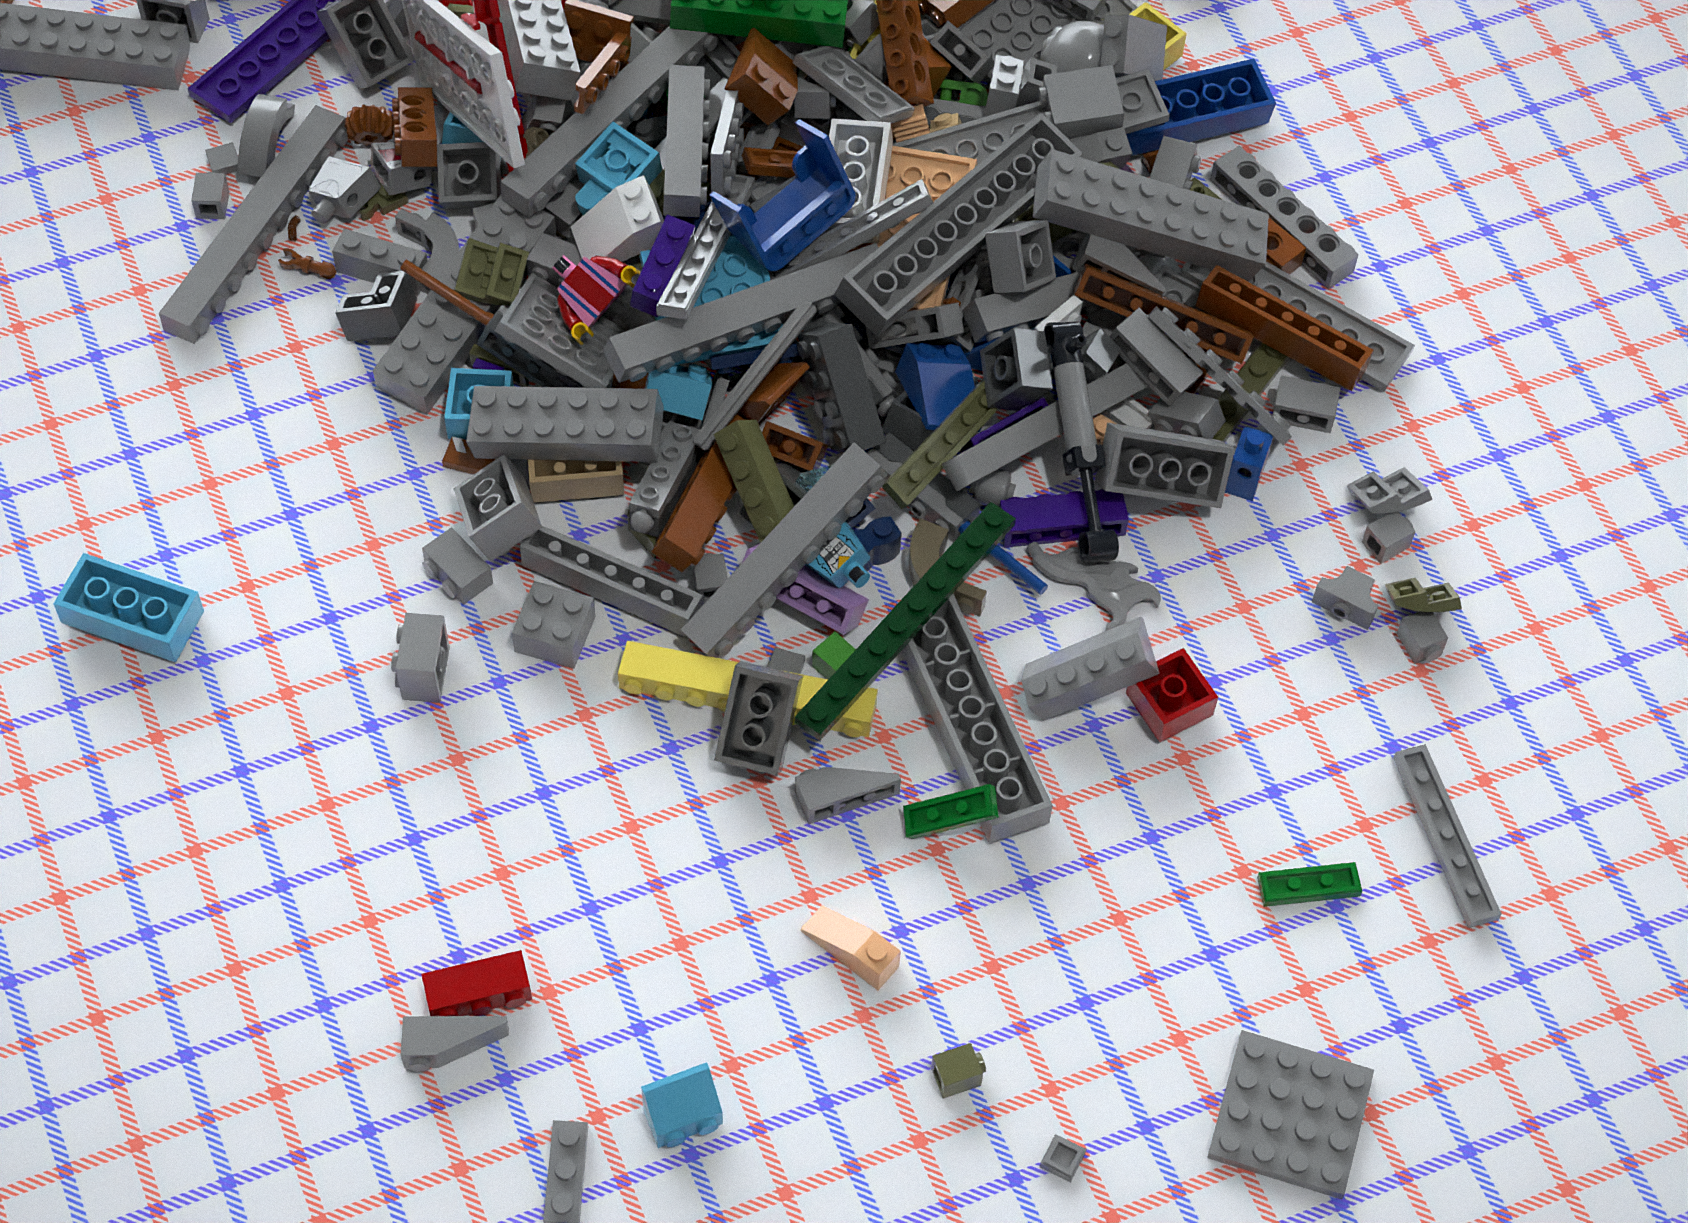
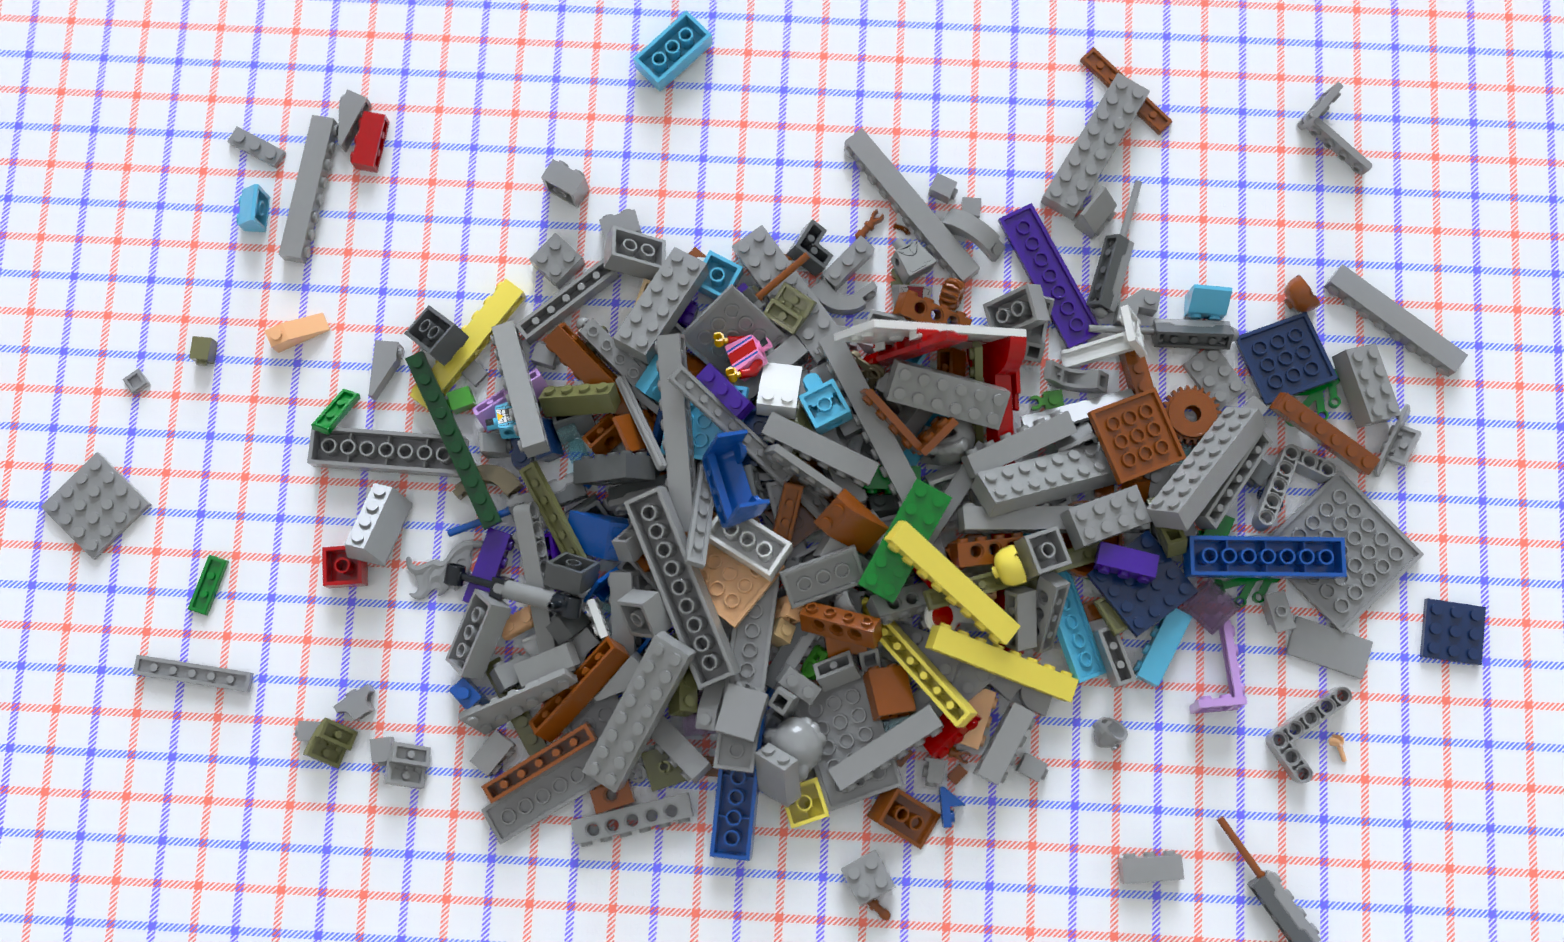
camera: 120 degrees right, 20 degrees up
(602, 1042) = (309, 189): none -> light grey brick
(885, 584) = (494, 446): none -> light grey slope

